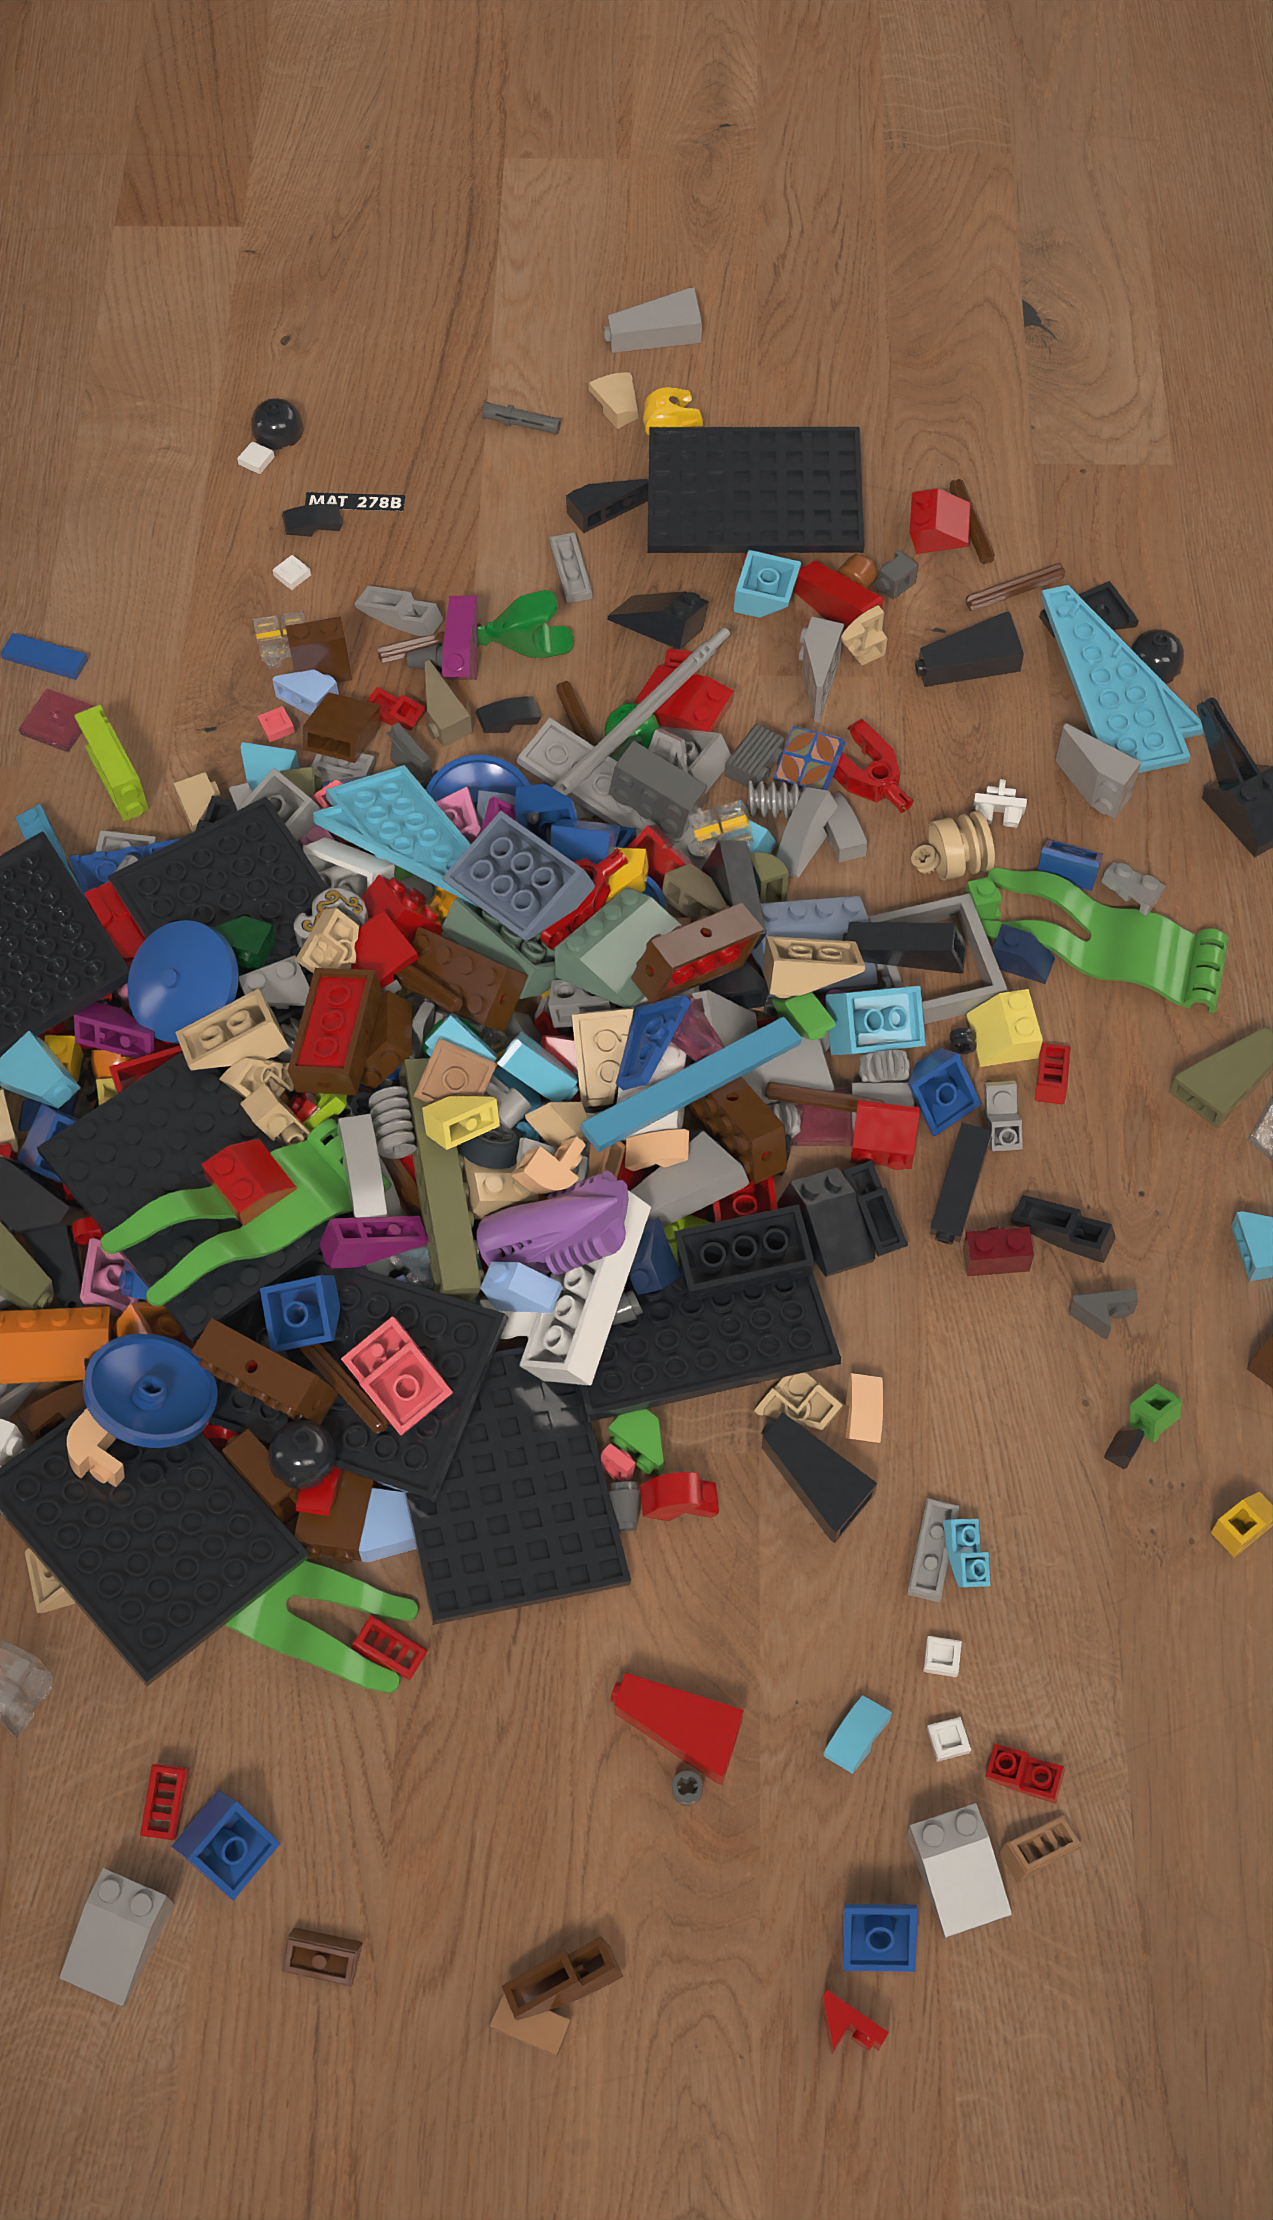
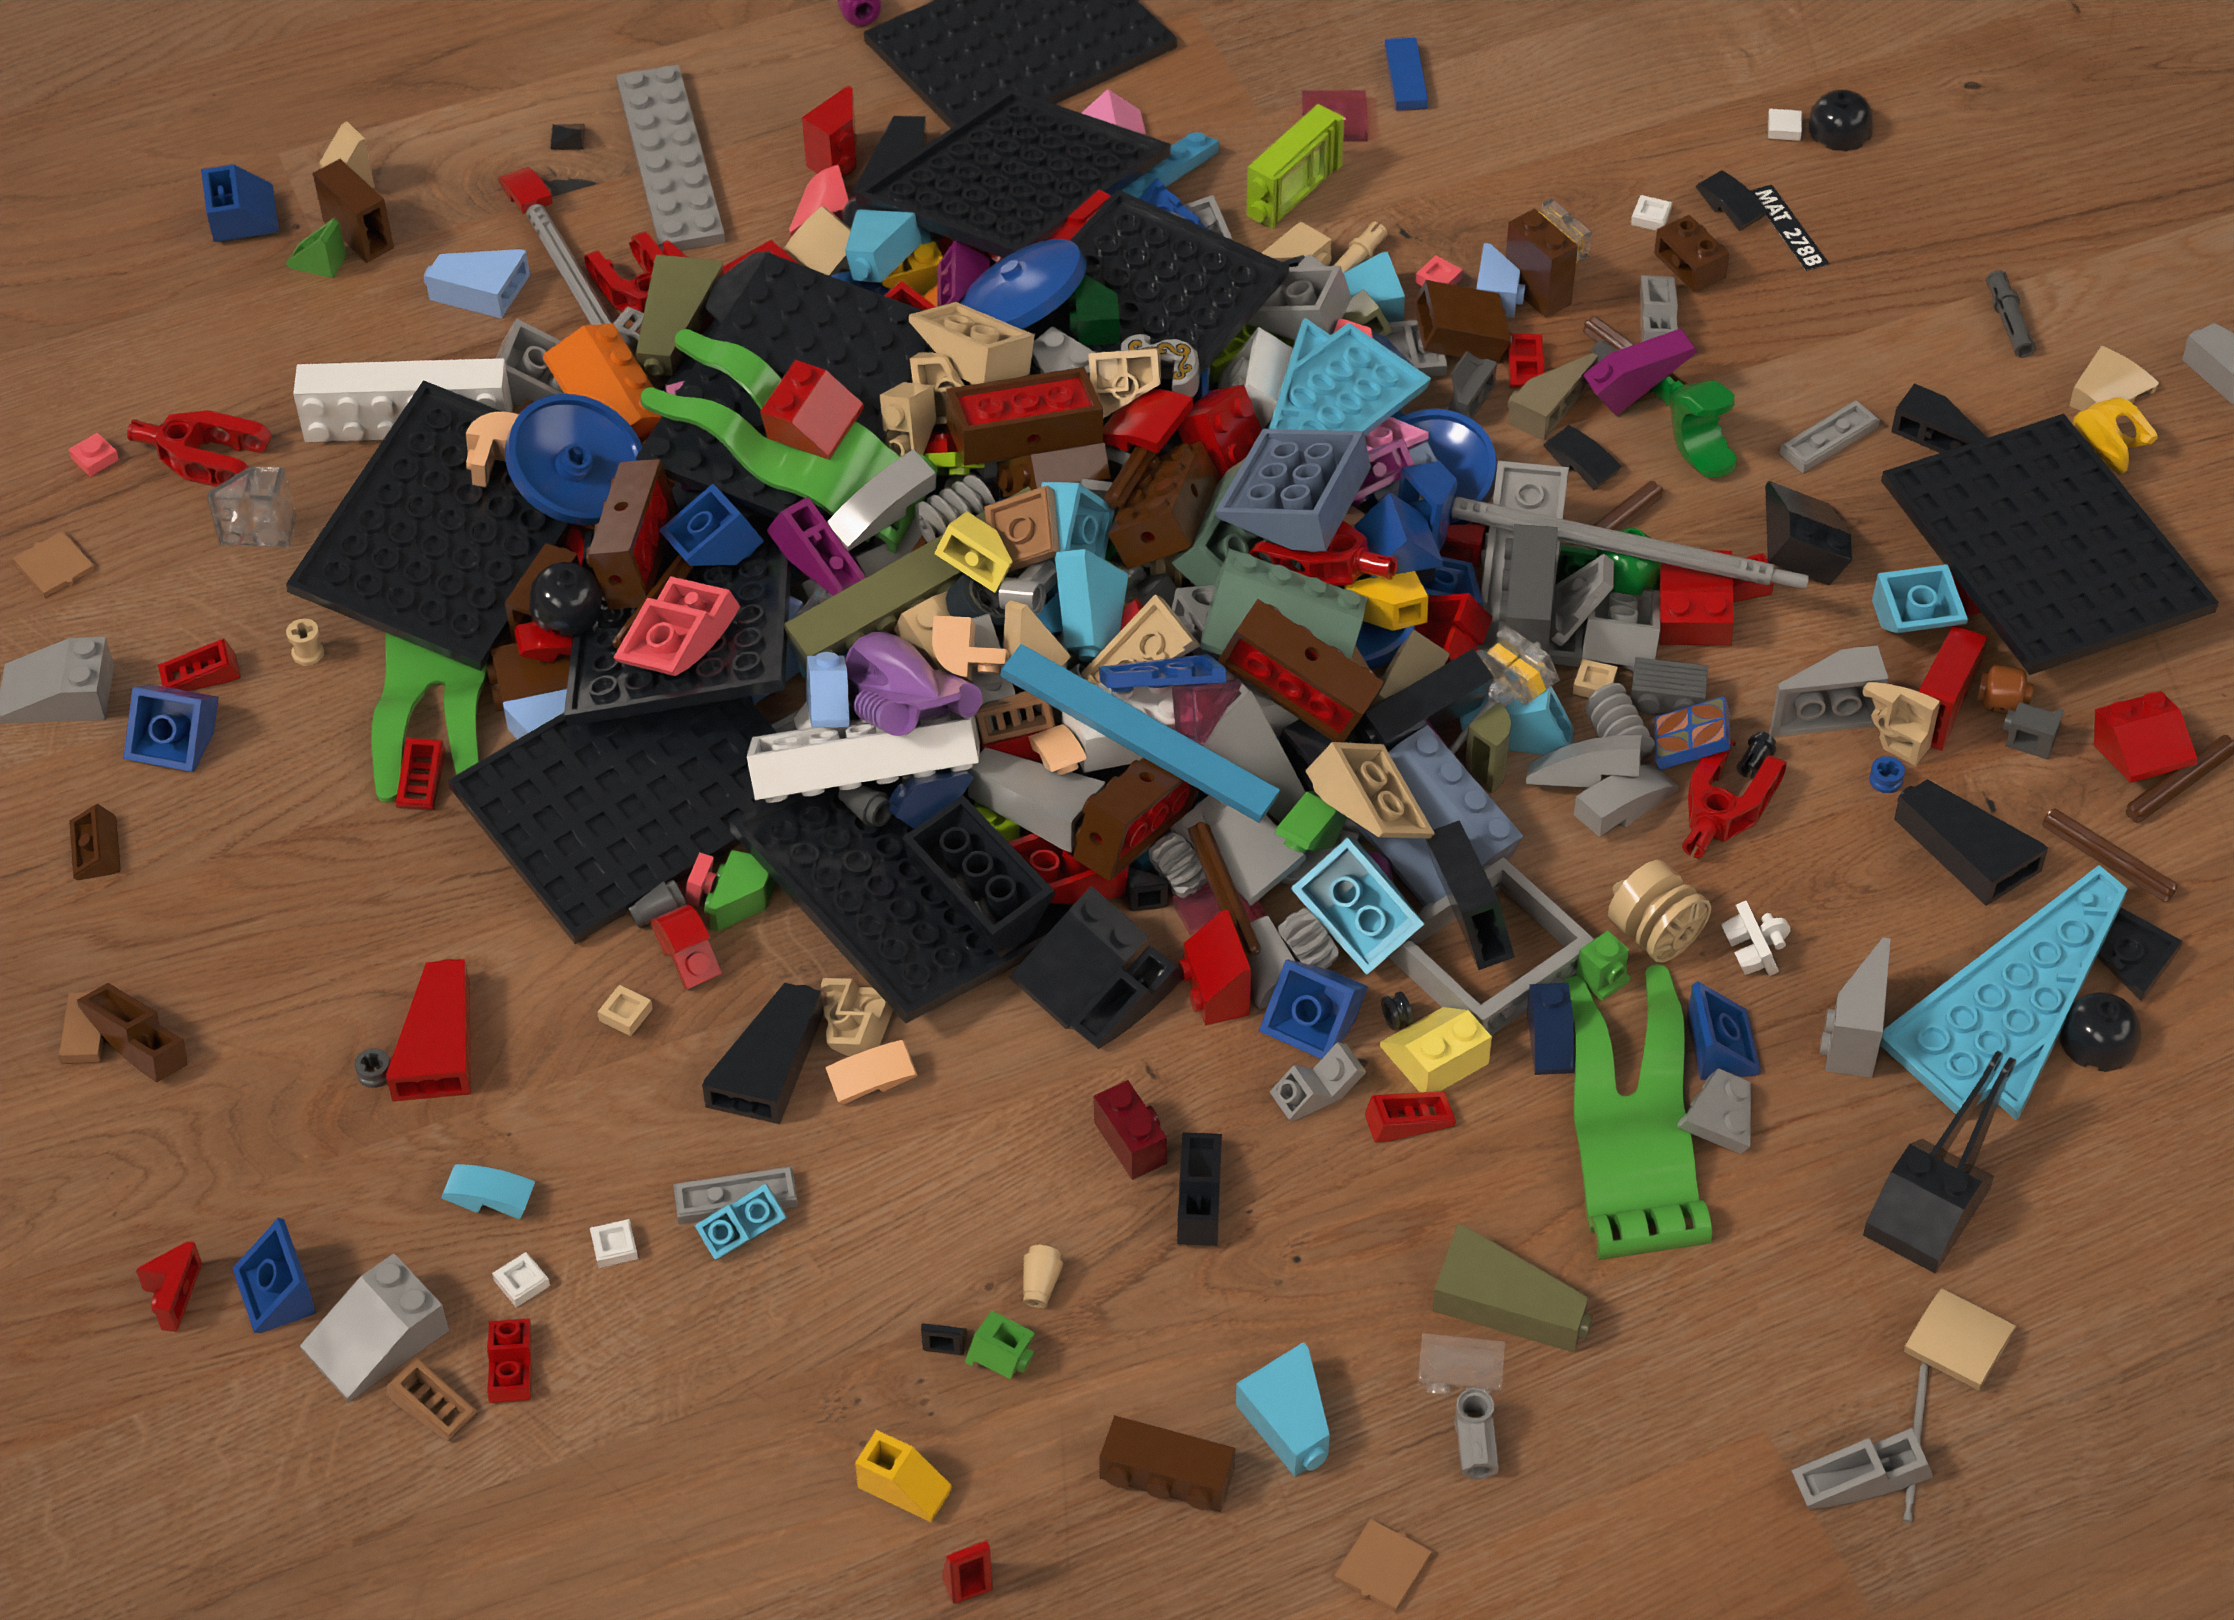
camera: 65 degrees right, 10 degrees down
(183, 1688) = (306, 647): none -> tan bush
(217, 762) = (1362, 248): none -> tan pin
(356, 561) = (1691, 253): none -> reddish brown brick
(721, 1568) = (625, 1010): none -> tan plate
(723, 794) = (1593, 676): none -> tan plate
(834, 728) = (1759, 748): none -> black pin
(892, 665) = (1893, 781): none -> blue bush
(960, 1183) = (1201, 1062): black slope -> none
(1095, 1308) = (1109, 1253): dark grey slope -> none
(1100, 1362) = (1041, 1272): none -> tan cone

